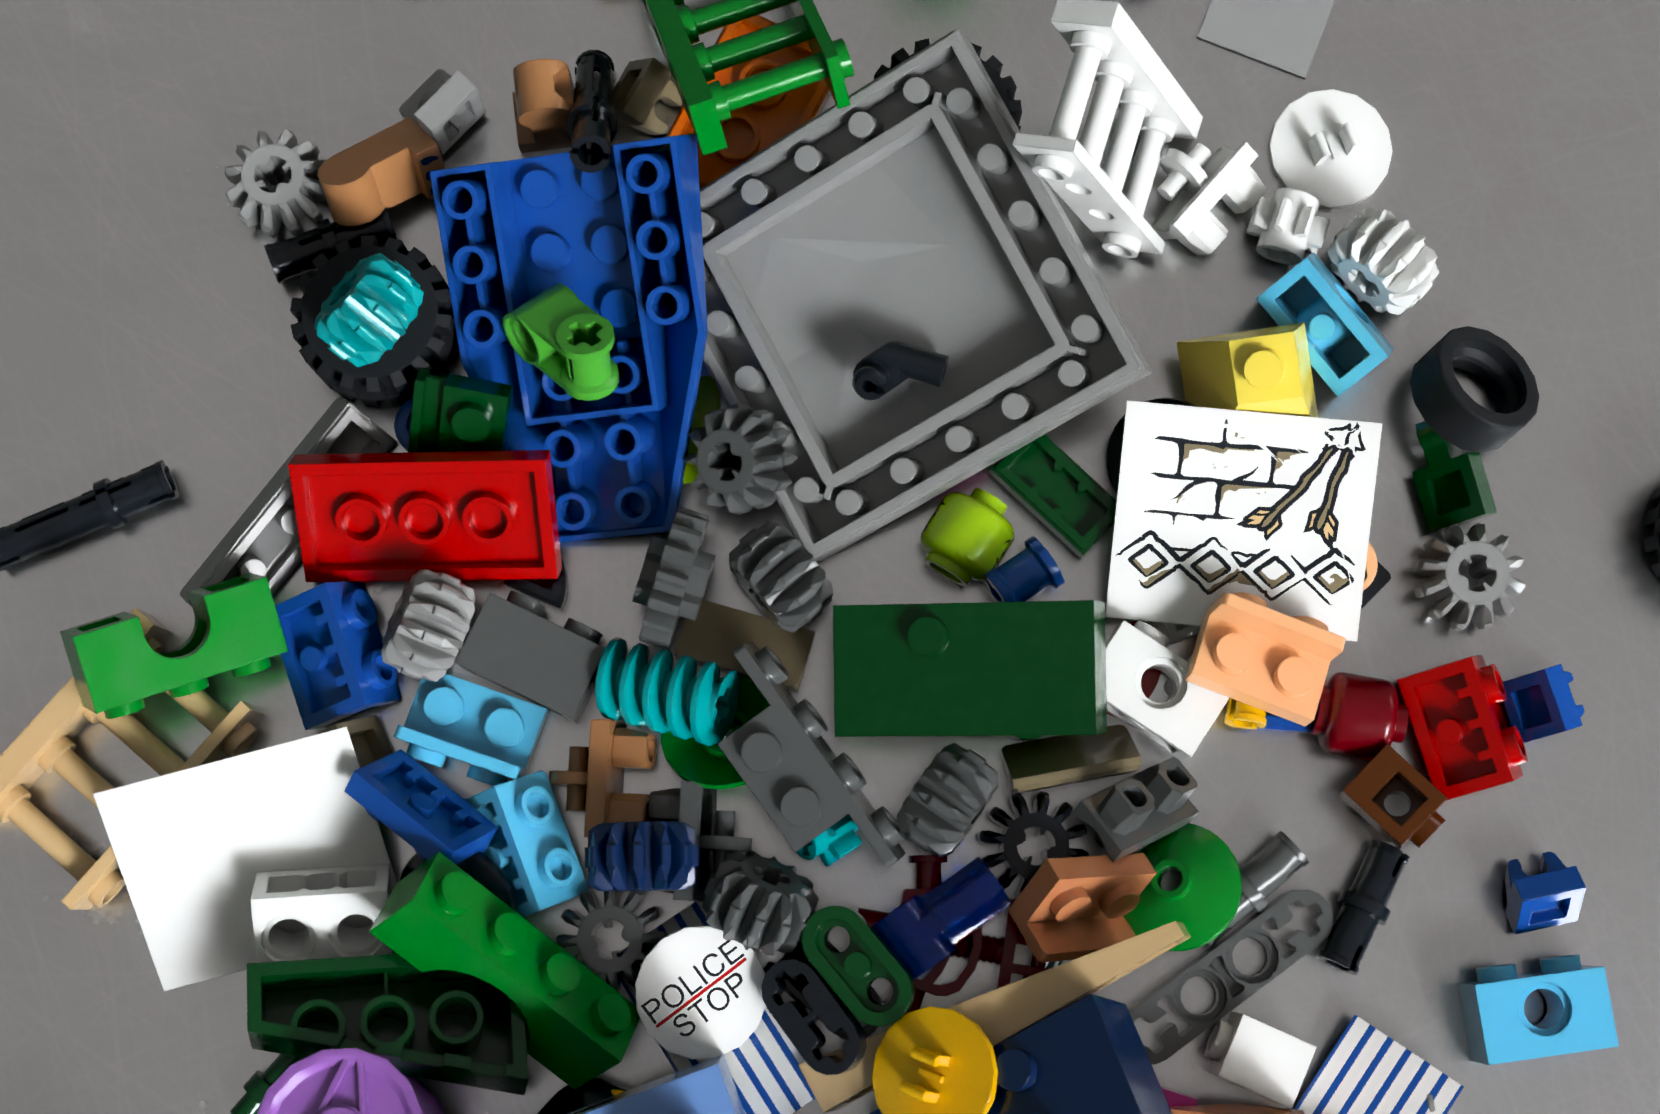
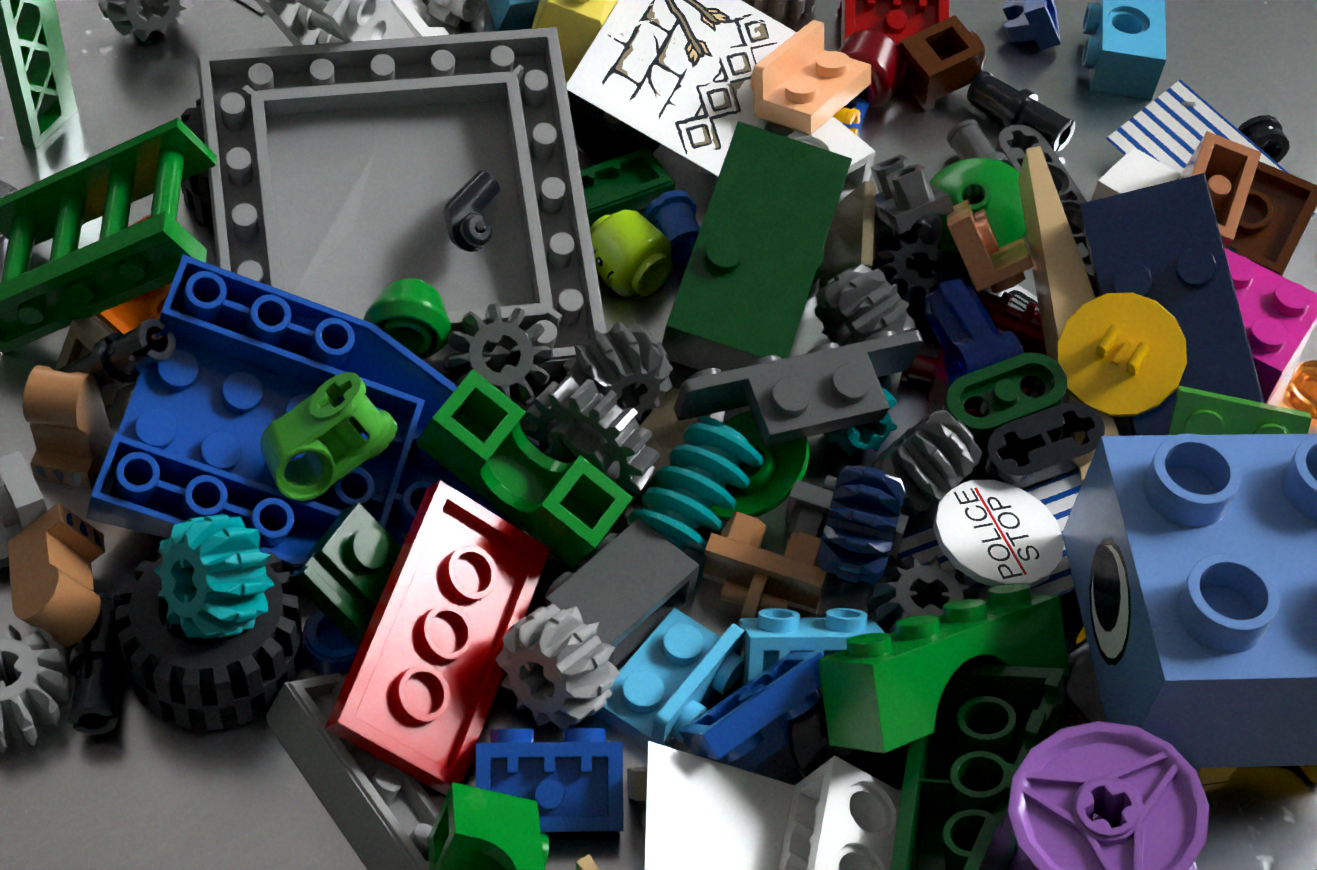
camera: 75 degrees left, 30 degrees down
(609, 487) = (553, 501): none -> green arch
(742, 359) = (412, 316): none -> green cone

